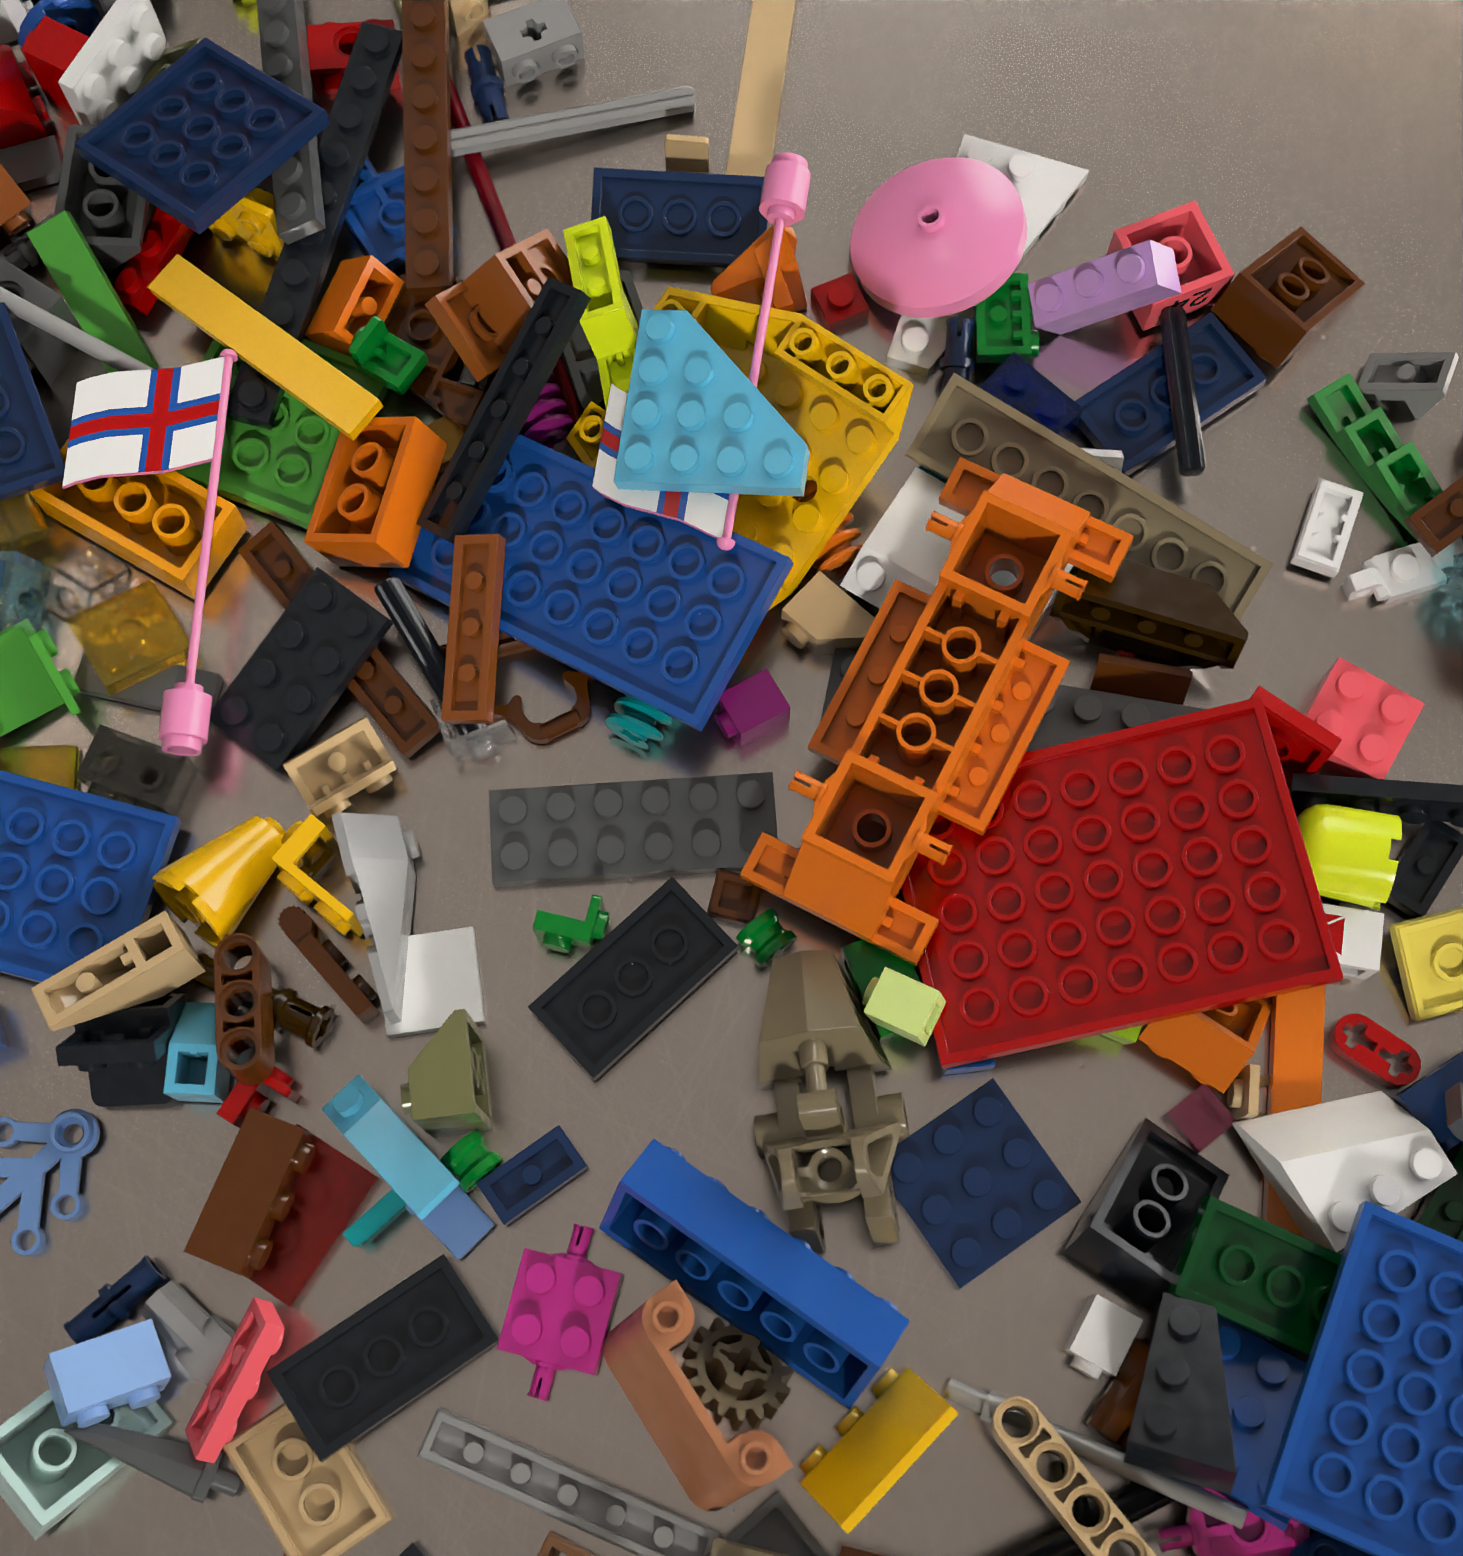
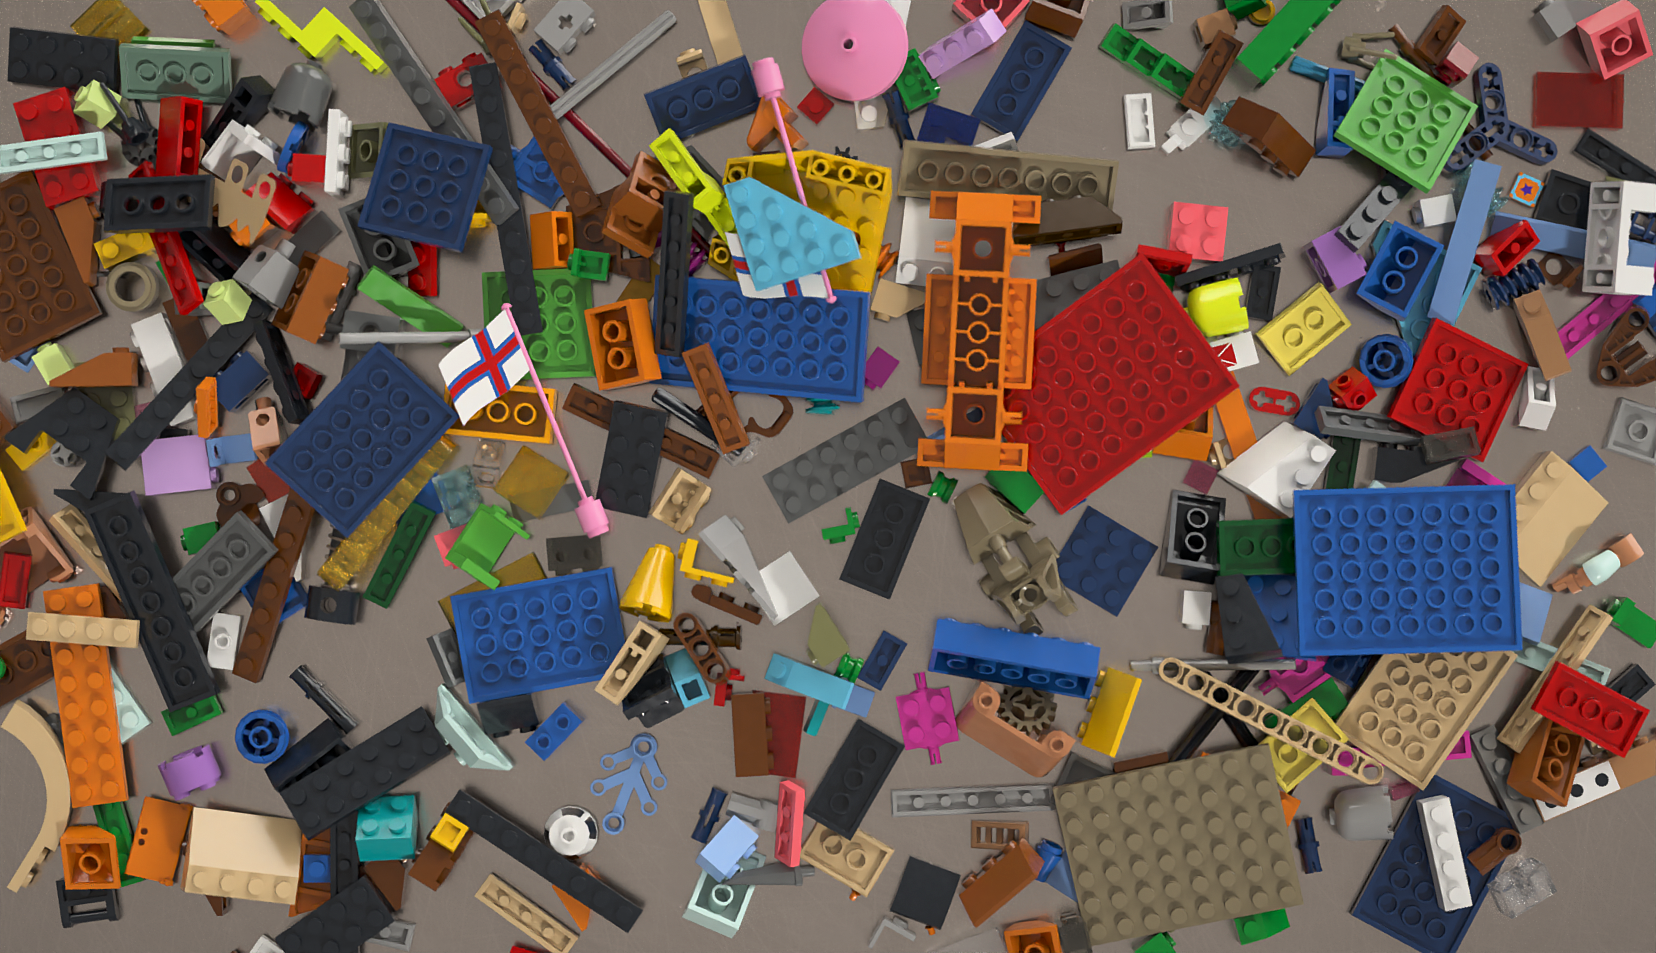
camera: 25 degrees left, 15 degrees up
(266, 347) = (521, 292): yellow tile -> none
(903, 1005) = (1029, 495): yellowish green brick -> none
(1182, 392) = (1029, 80): black axle -> none

